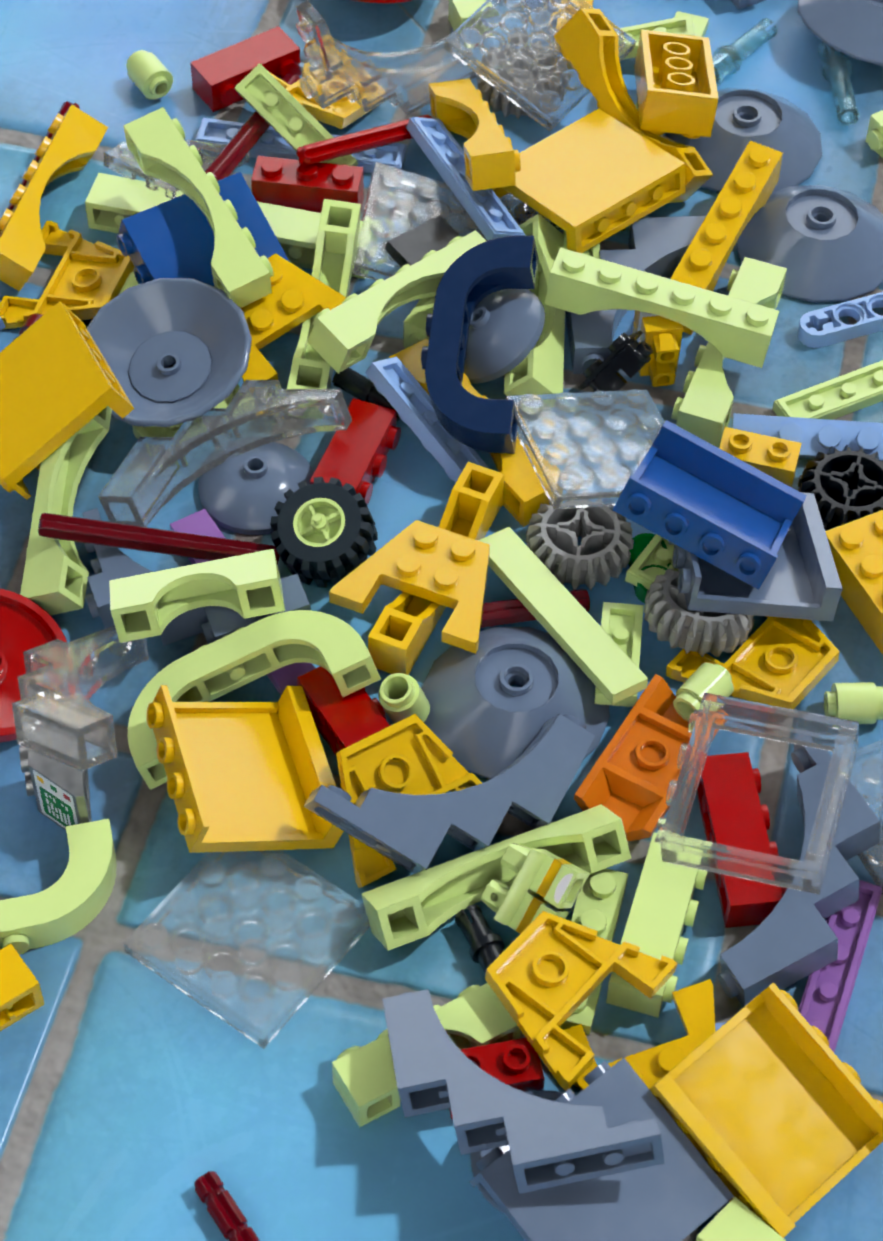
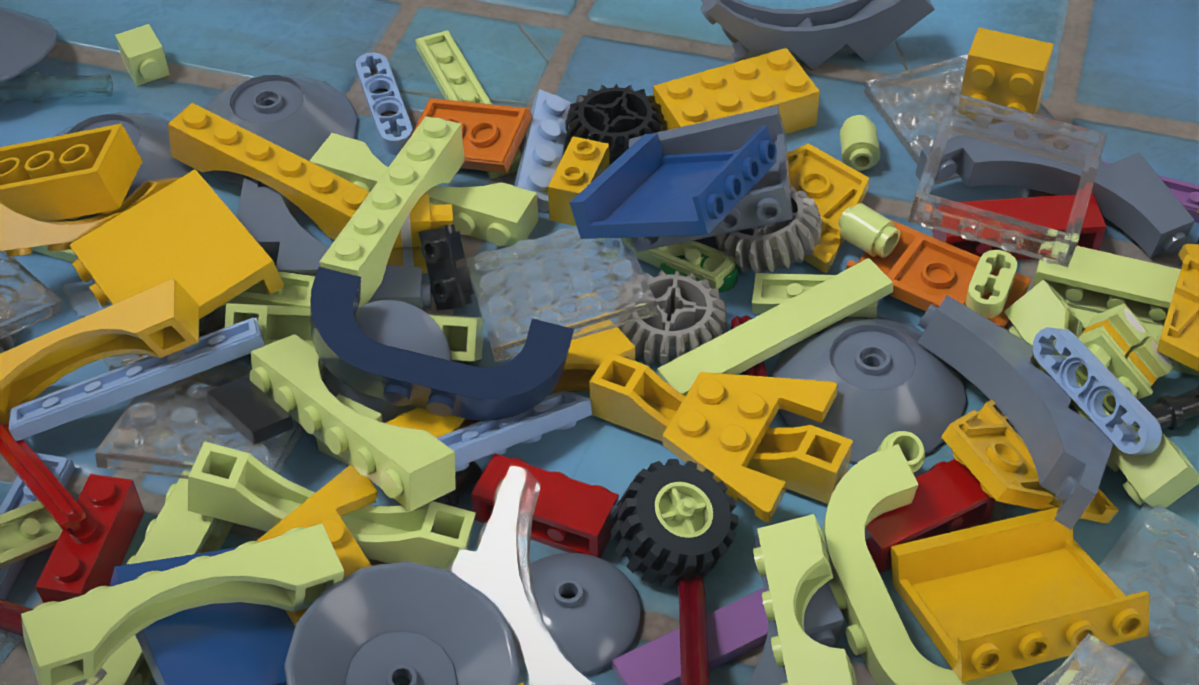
camera: 85 degrees left, 5 degrees down
(471, 846) = (1092, 393): none -> light blue beam
(629, 788) = (997, 285): none -> yellowish green beam
(814, 376) = (488, 131): none -> orange tile

